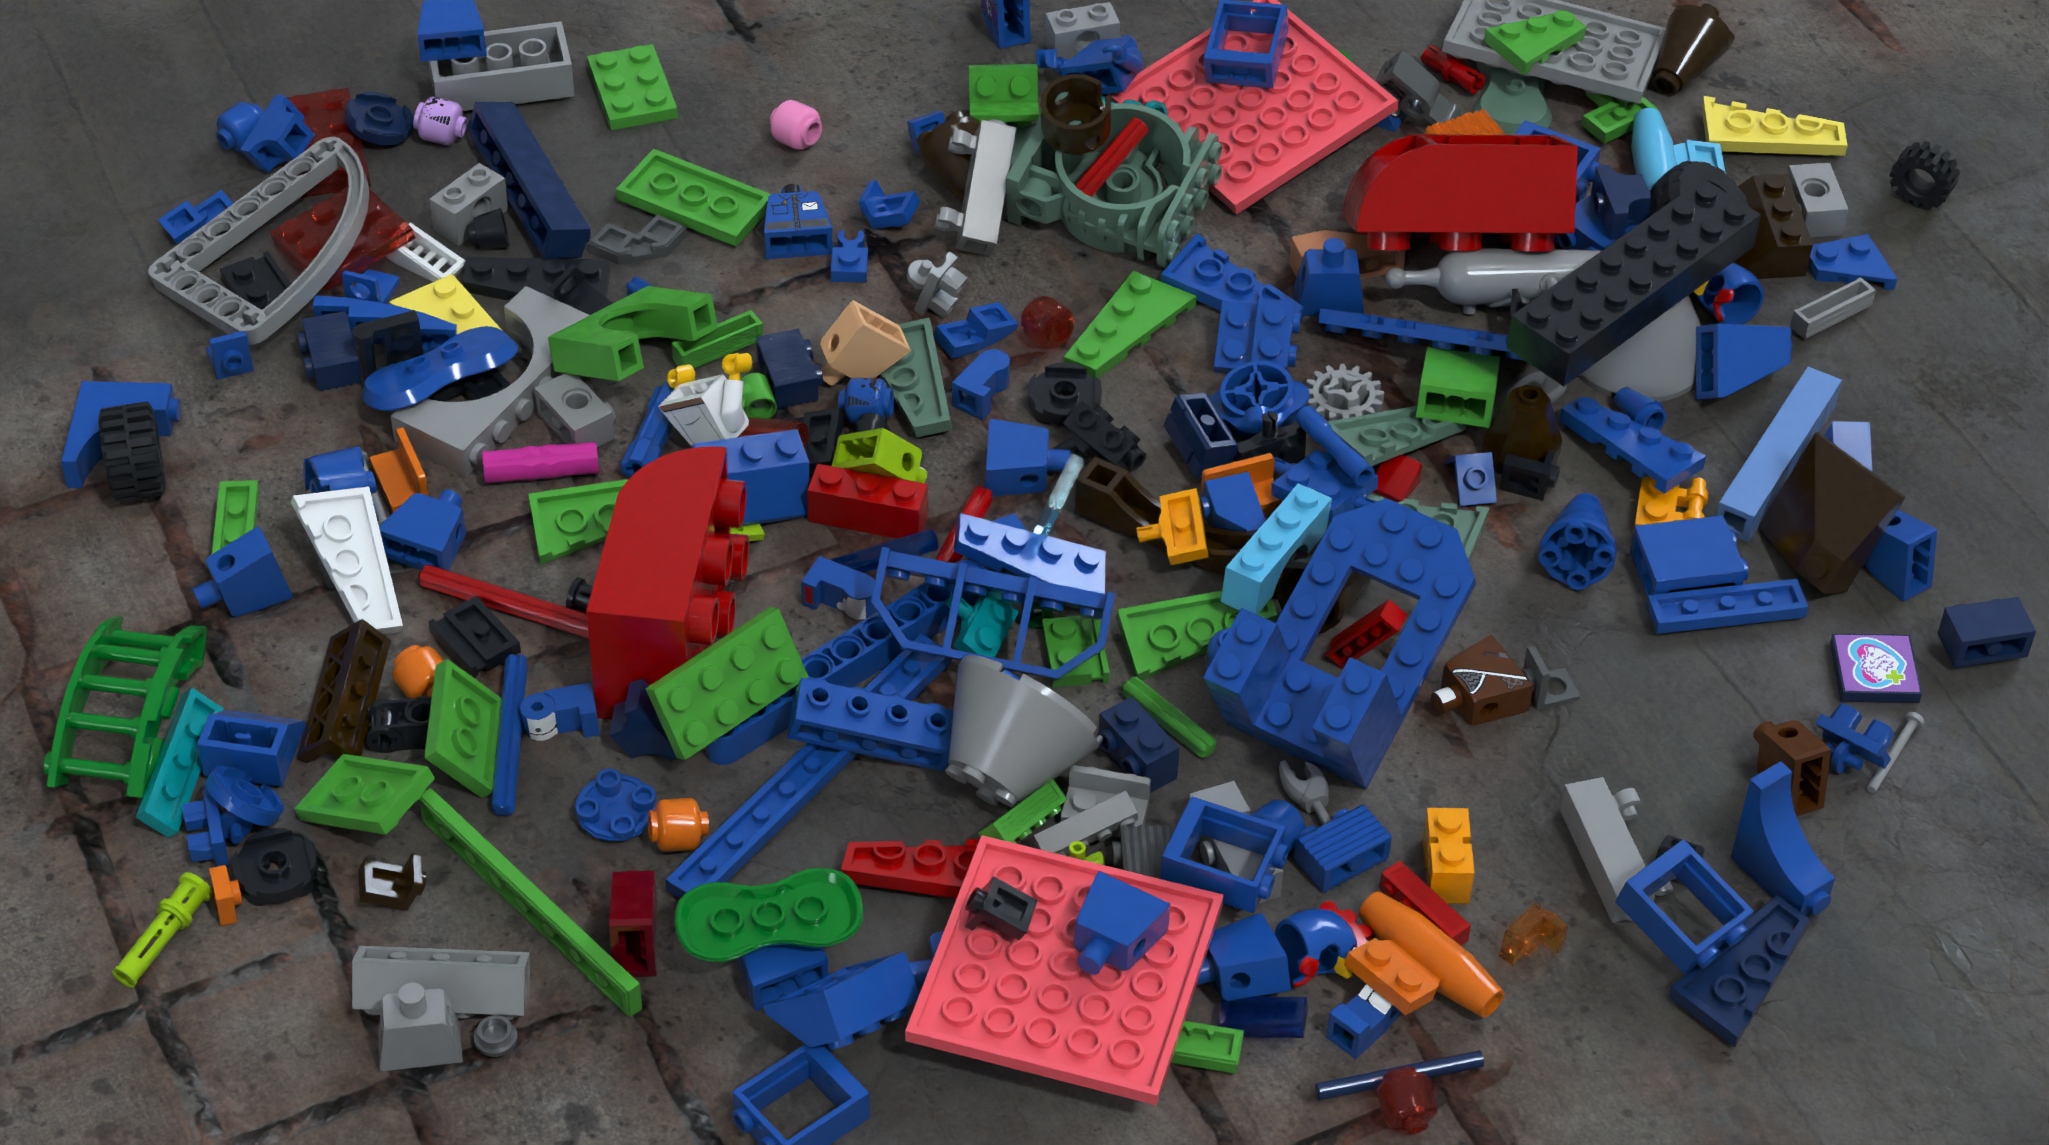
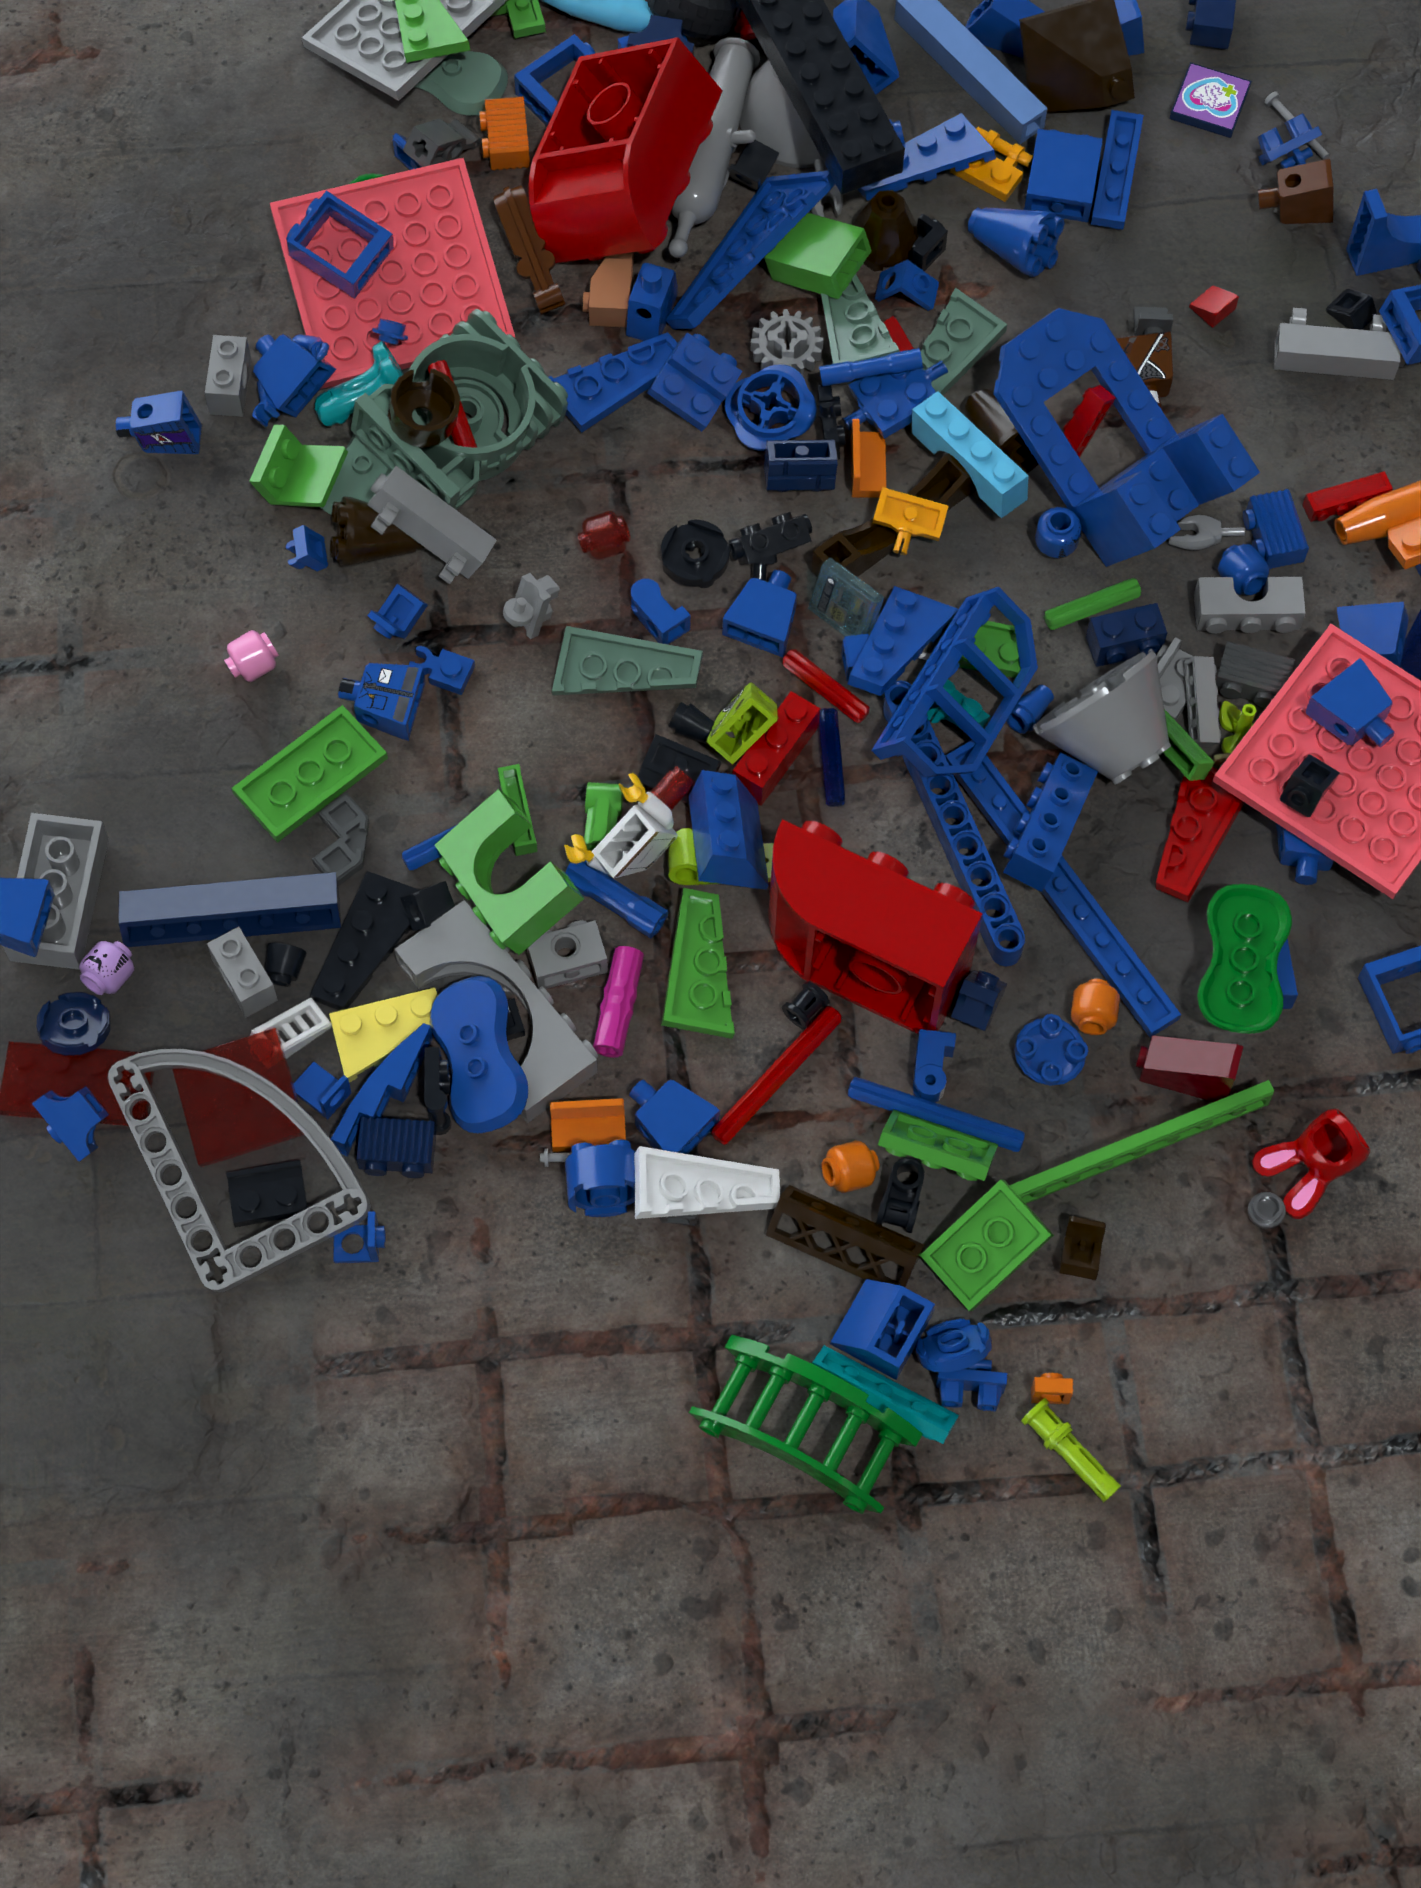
camera: 70 degrees left, 20 degrees up
(83, 441) = (409, 1369): blue arch -> none
(132, 451) = (493, 1349): black tyre -> none
(186, 220) = (145, 1226): blue slope -> none
(235, 511) = (601, 1285): bright green plate -> none
(237, 124) = (34, 1154): blue head -> none
(244, 576) = (683, 1274): blue torso -> none
(279, 885) = (1044, 1328): black plate -> none
(418, 1029) = (1256, 1263): light grey torso -> none
(471, 978) = (1211, 1233): light grey brick -> none
(474, 636) = (815, 1113): black plate -> none
(578, 1060) = (1328, 1149): none -> red piece
(632, 87) = (117, 784): bright green plate -> none
(727, 683) = (1000, 924): bright green plate -> none
(789, 367) = (576, 760): dark blue brick -> none
(838, 588) = (864, 801): blue leg -> none
(847, 1002) = (1336, 933): blue slope -> none
(861, 345) = (594, 692): light nougat torso -> none
(866, 396) = (650, 710): blue head -> none
(981, 329) = (582, 595): blue slope -> none
(1128, 321) = (618, 473): bright green wing -> none
(1175, 630) = (1004, 558): bright green wing -> none
(1180, 109) = (390, 331): none -> blue plate
(1231, 503) = (897, 468): blue slope -> none
(1232, 828) = (1267, 631): blue window -> none
(1320, 941) = (1370, 573): blue piece -> none
(1327, 194) = (528, 246): none -> reddish brown piece
(1448, 854) = (1299, 447): light orange piece -> none
(1453, 69) = (408, 103): red pin -> none
(1530, 930) = (1401, 436): clear orange bracket -> none
(1605, 734) = (1214, 305): none -> red slope

